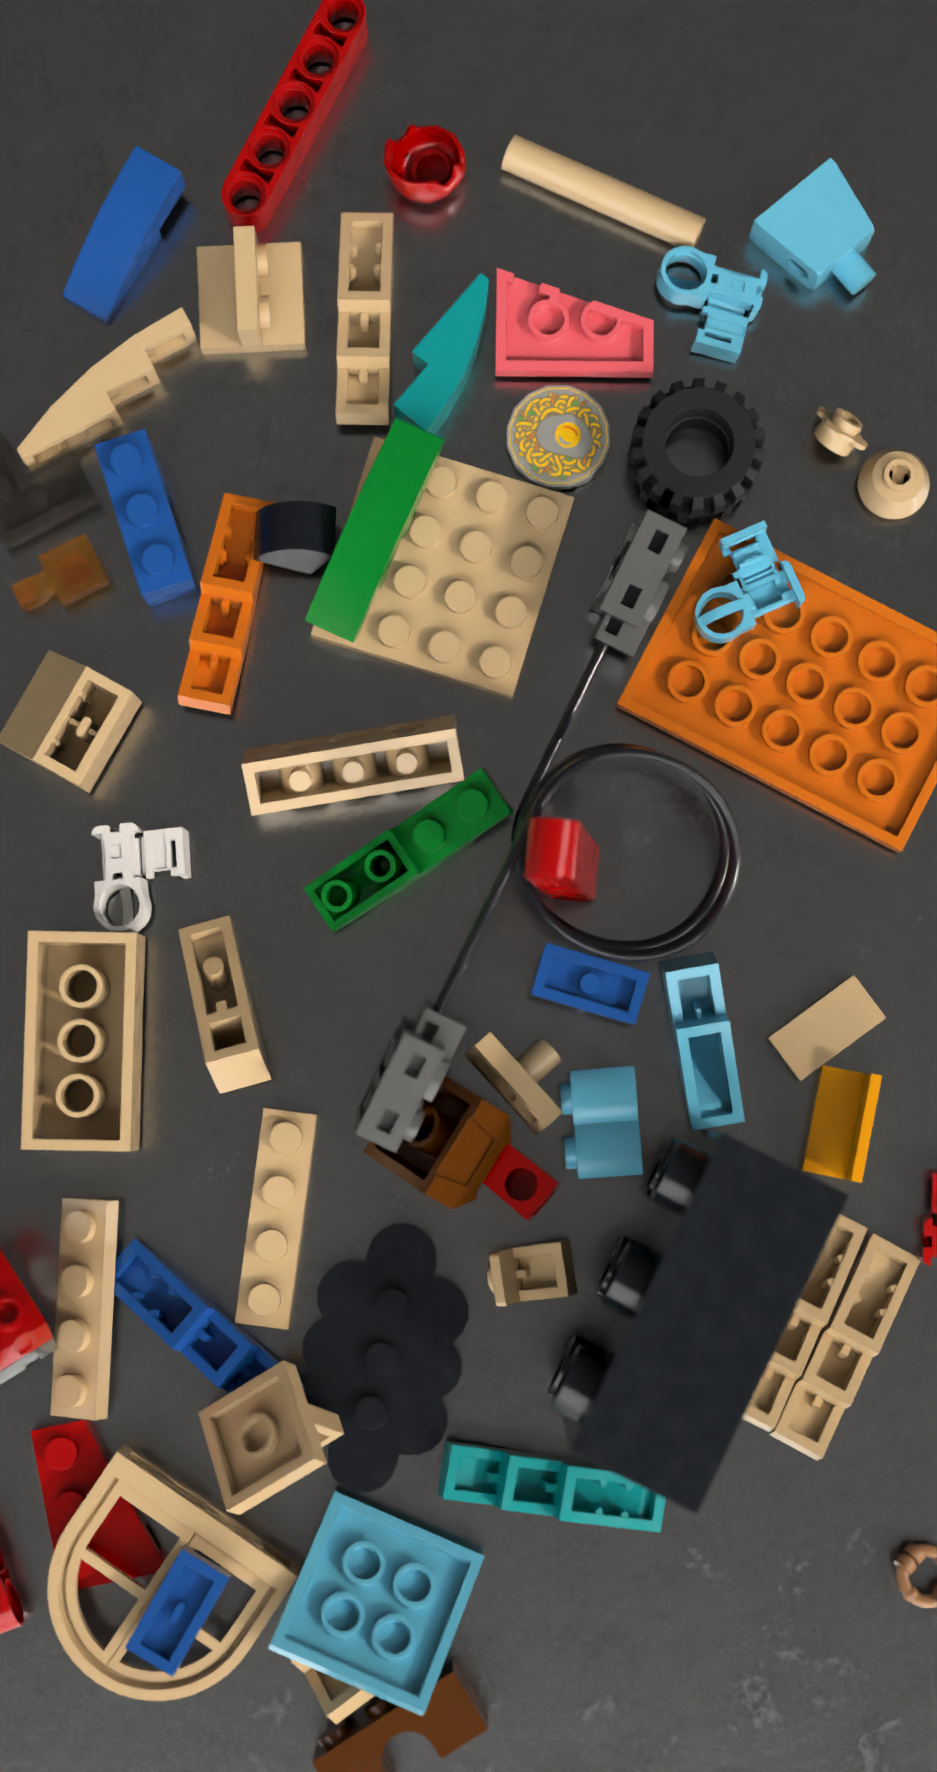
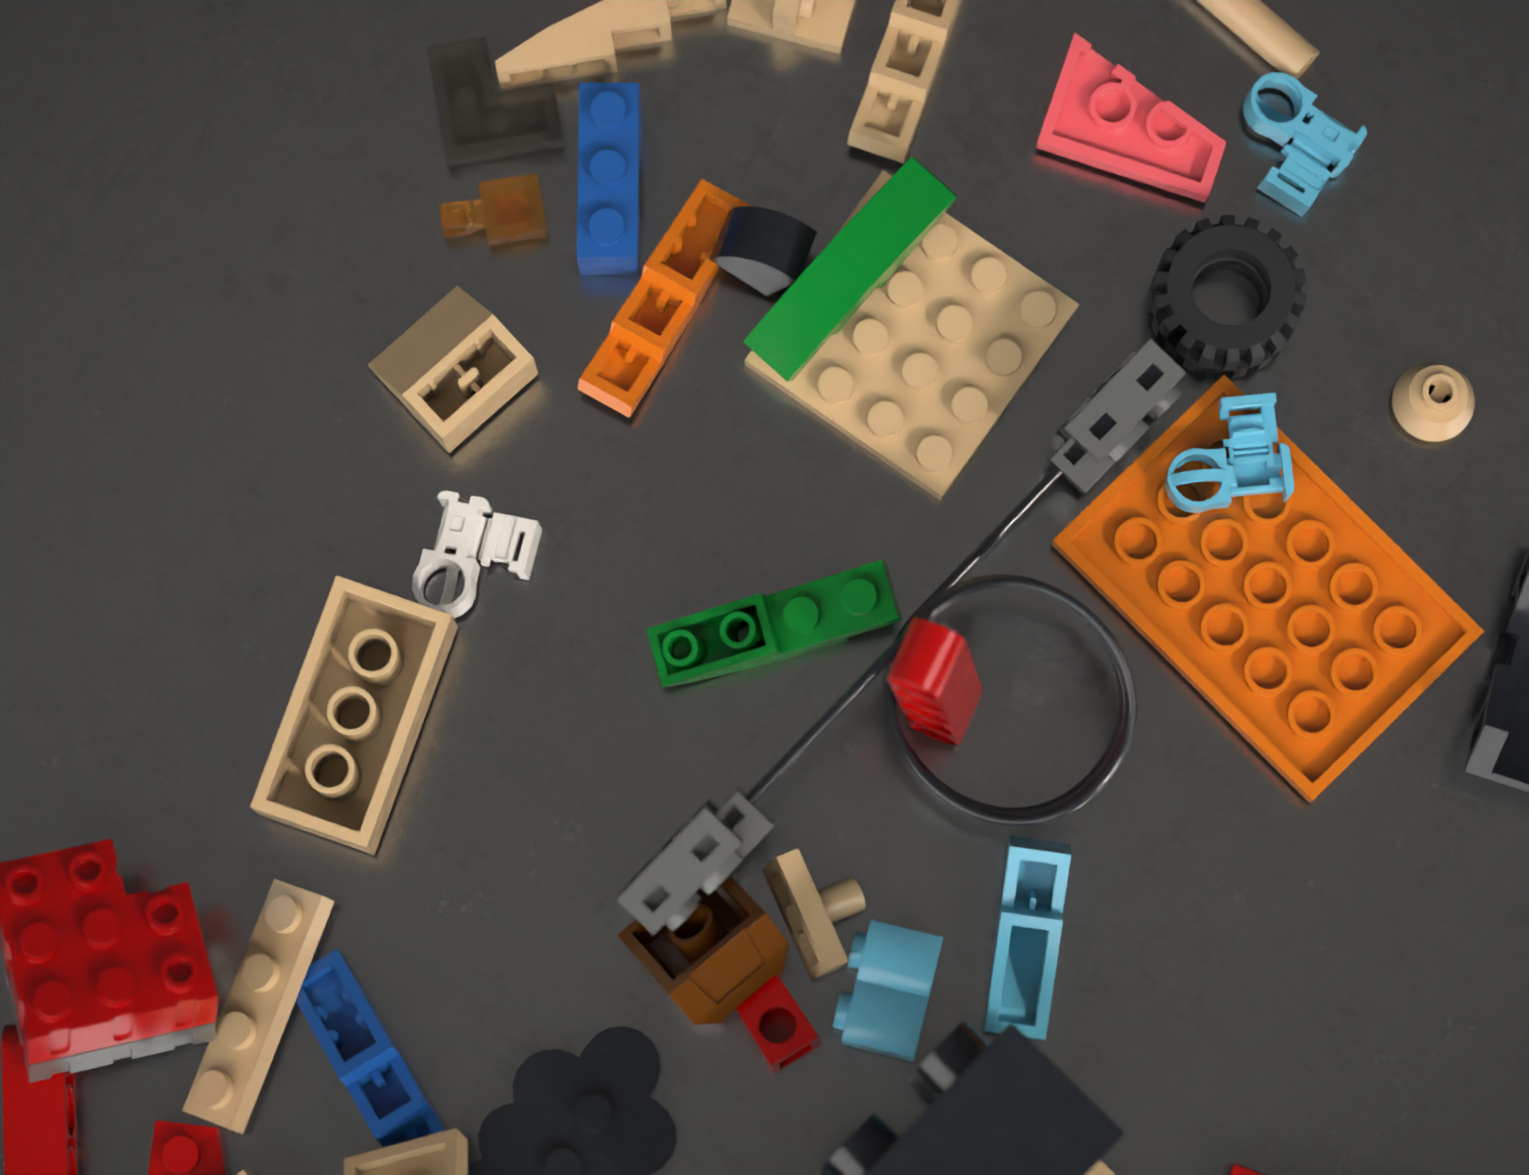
camera: 15 degrees right, 5 degrees down
(223, 1005) = (518, 728): tan slope -> none
(276, 1218) = (498, 978): tan plate -> none
(352, 765) = (744, 513): tan brick -> none
(445, 360) = (987, 113): teal slope -> none
(532, 1272) = (757, 1127): tan bracket -> none
(558, 437) = (1082, 235): tile -> none
(590, 984) = (923, 831): blue panel -> none
(818, 231) = (1437, 104): medium azure torso -> none
(826, 1028) = (1168, 968): tan tile -> none
(839, 431) = (1391, 325): tan plate -> none
(840, 1123) = (1151, 1075): light orange panel -> none

